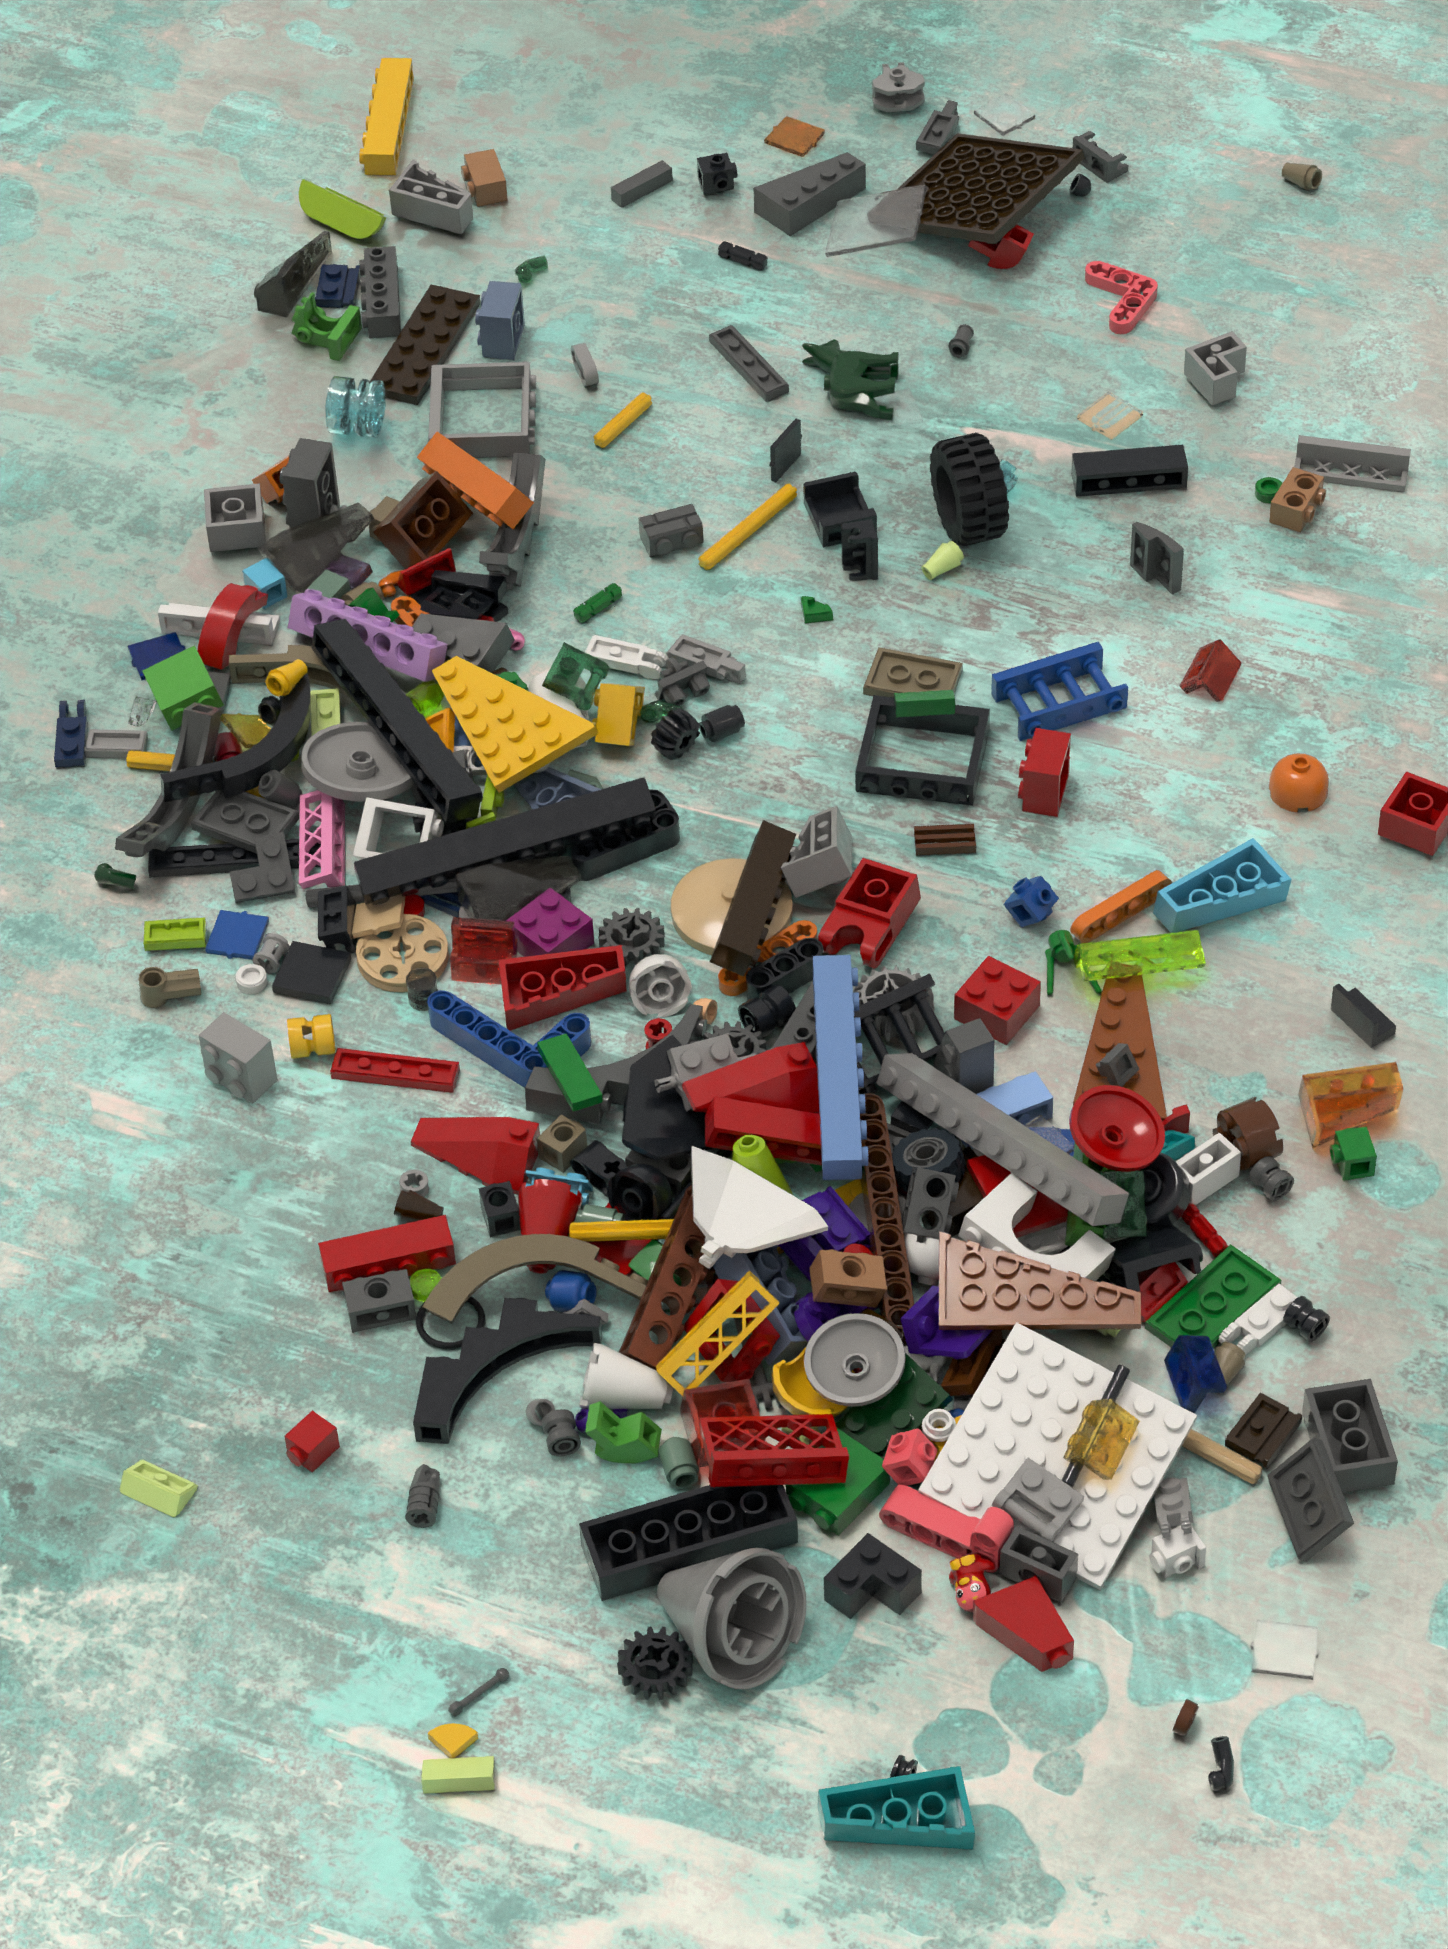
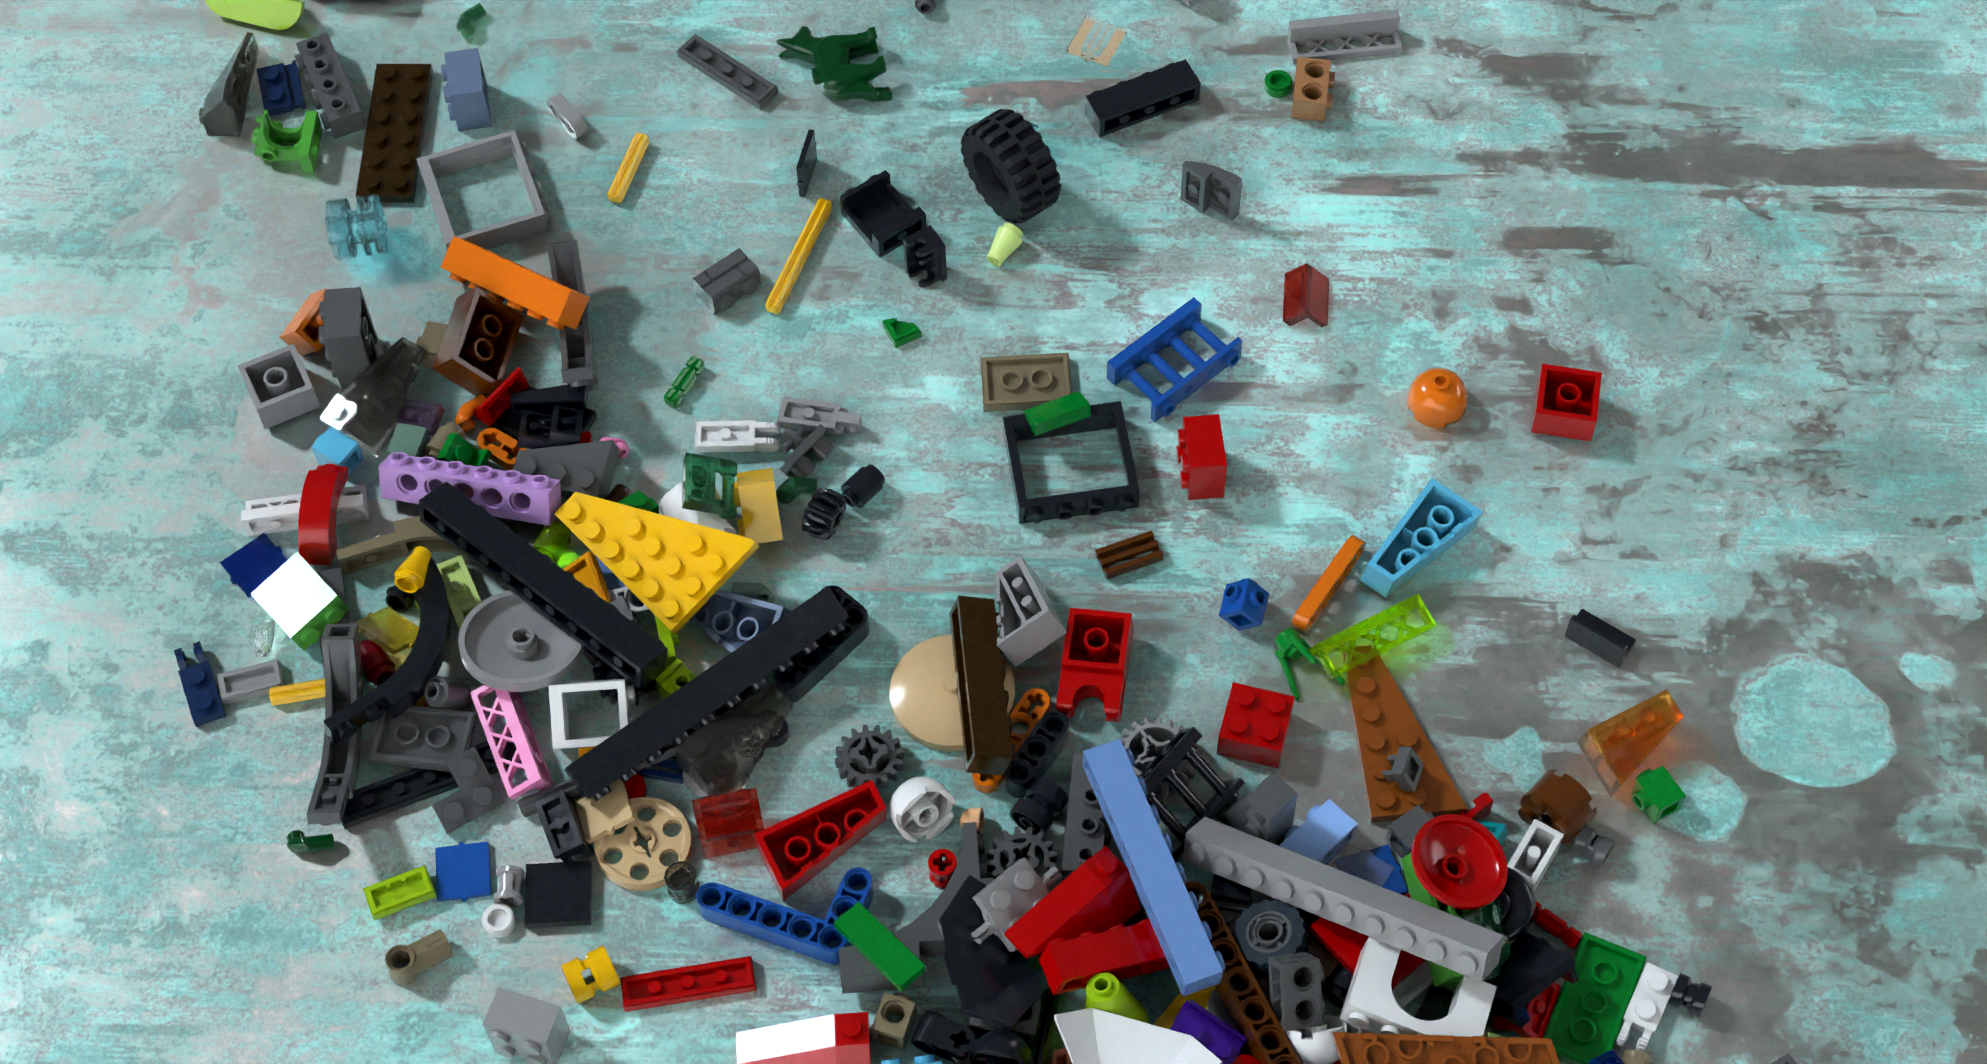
camera: 20 degrees left, 10 degrees up
(551, 926) = (787, 775): magenta brick -> none

